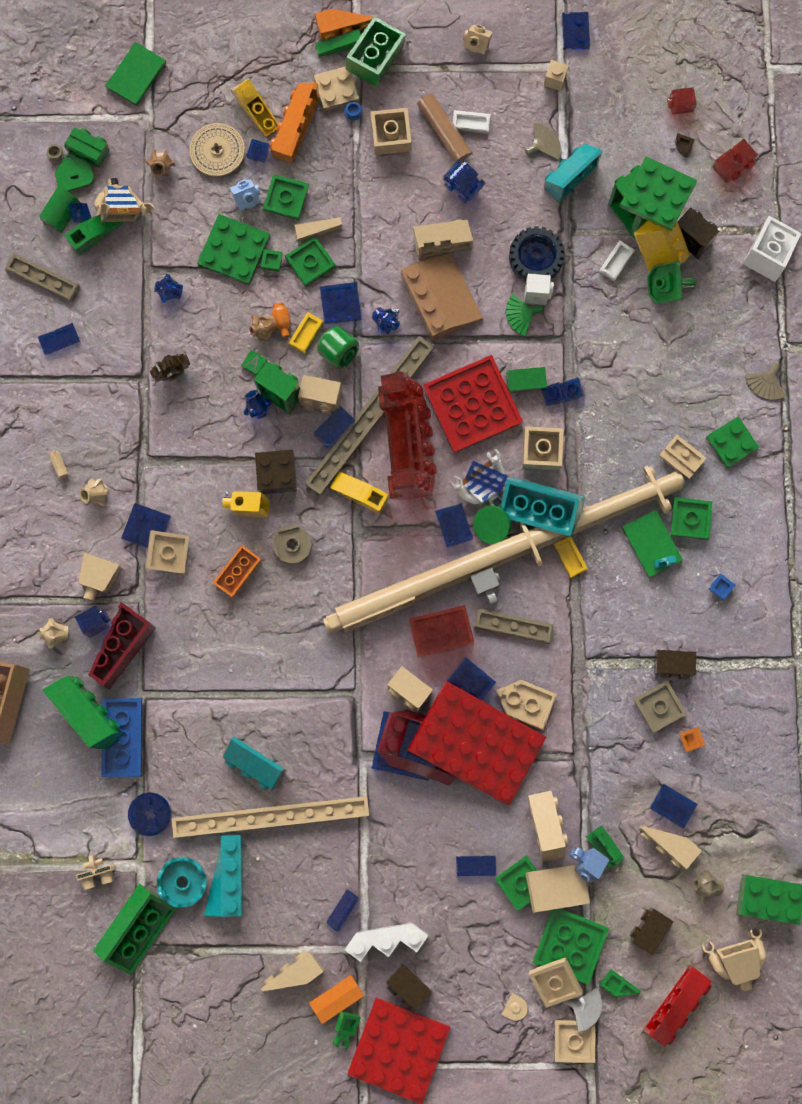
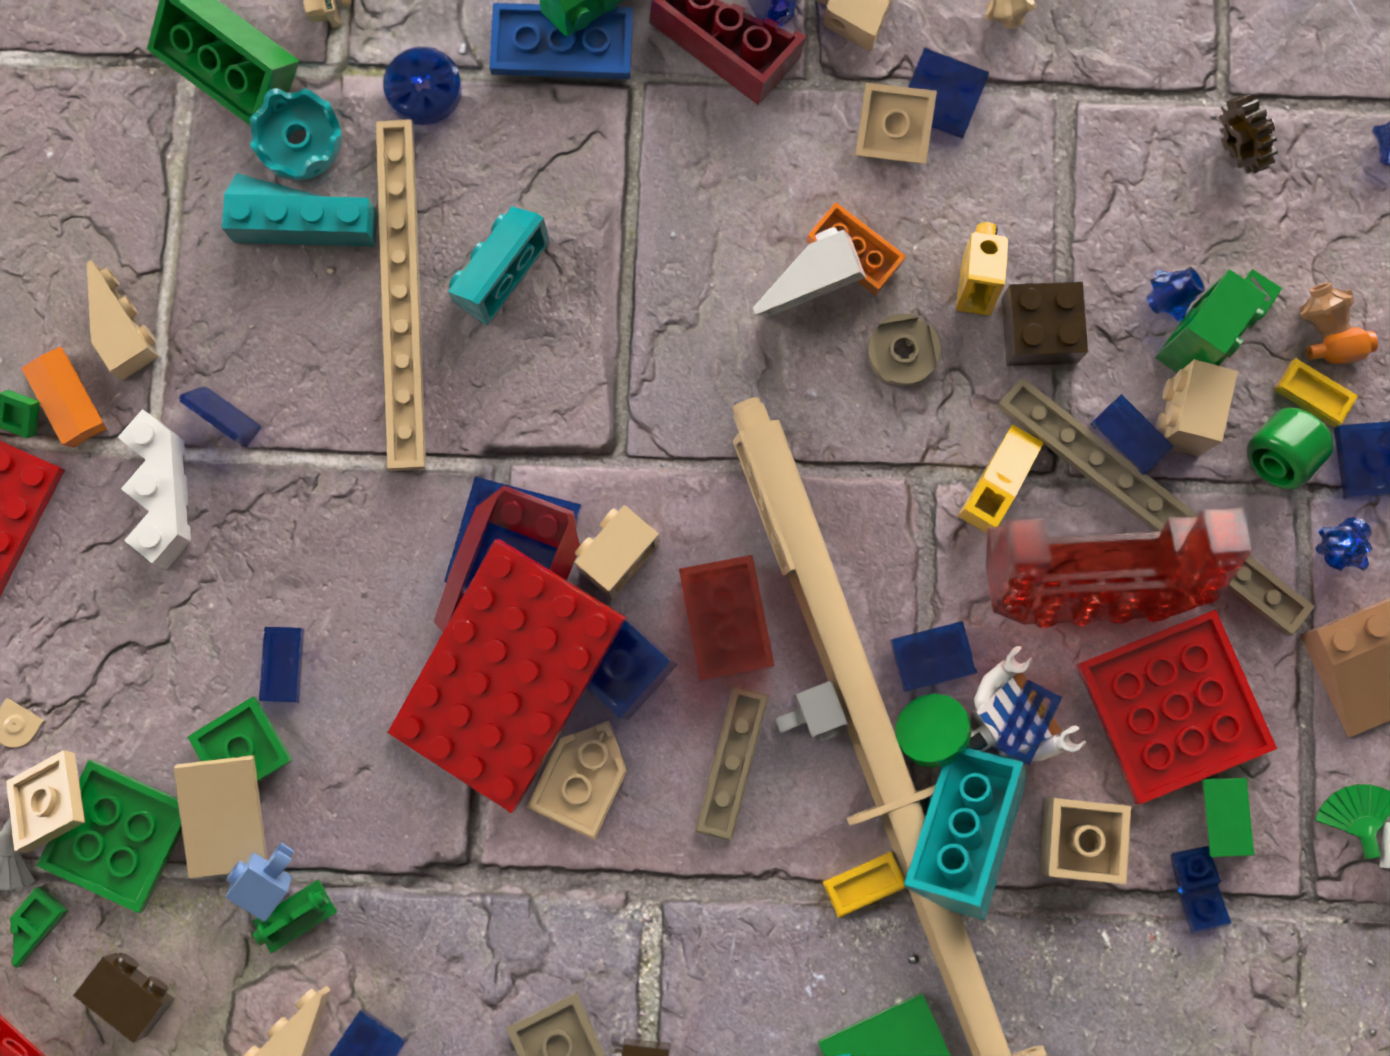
camera: 90 degrees right, 0 degrees up
(254, 586) = (817, 271): none -> white slope
(408, 987) = (69, 527): dark brown brick -> none
(548, 826) = (341, 804): tan wedge -> none

